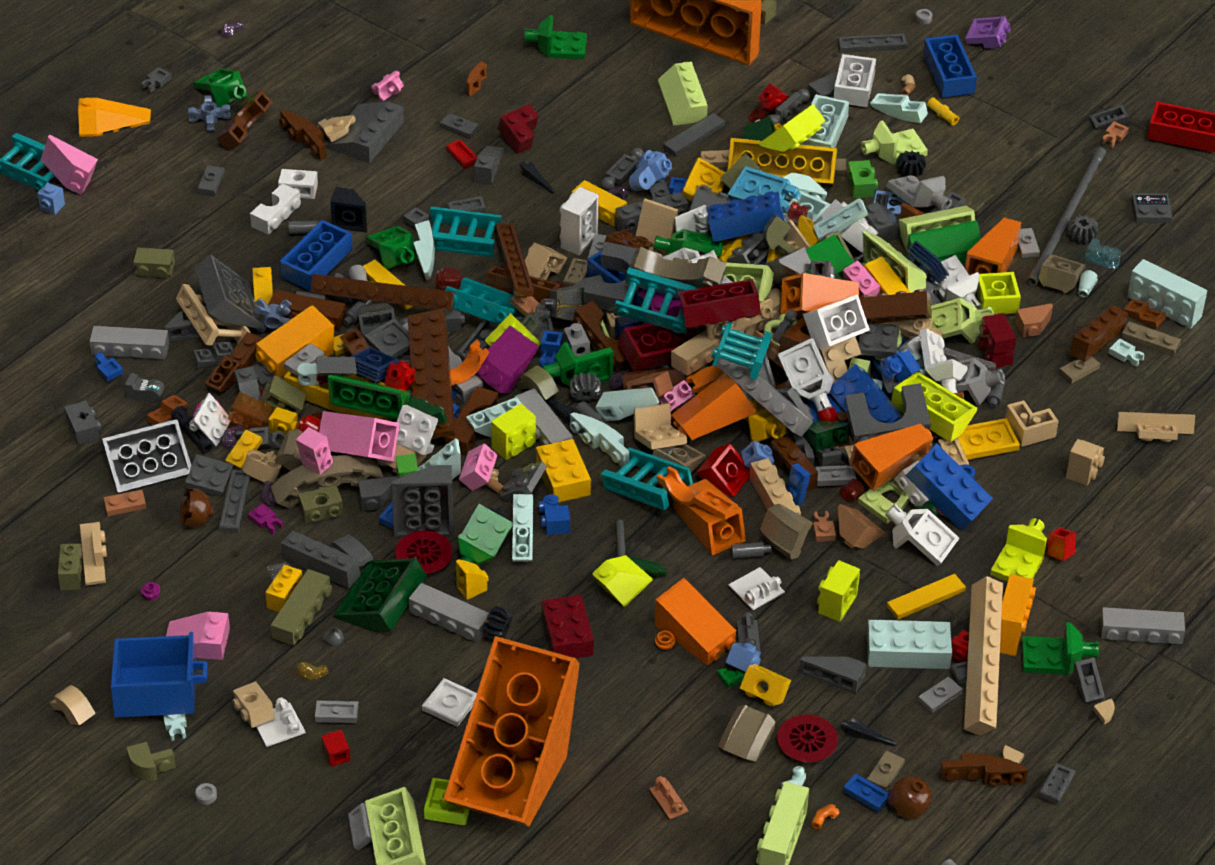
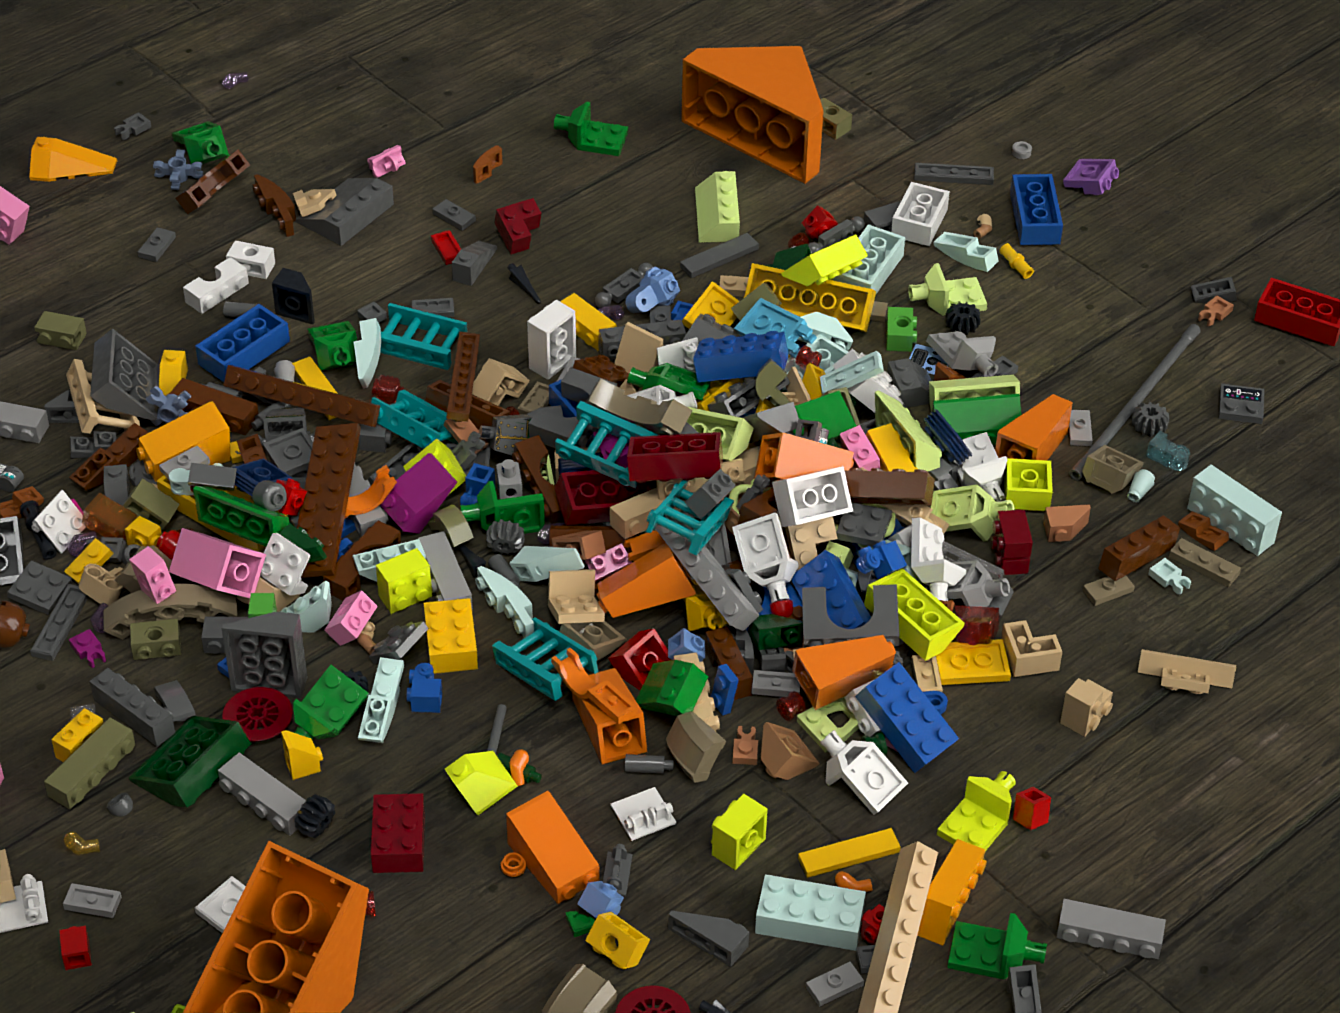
camera: 10 degrees right, 0 degrees up
(389, 375) = (267, 495): none -> dark grey head
(649, 562) = (517, 765): none -> orange arm
(756, 329) = (710, 493): none -> dark grey brick
(757, 487) = (672, 687): none -> green slope
(929, 616) = (847, 881): none -> orange arm
(987, 408) = (980, 624): none -> clear red torso

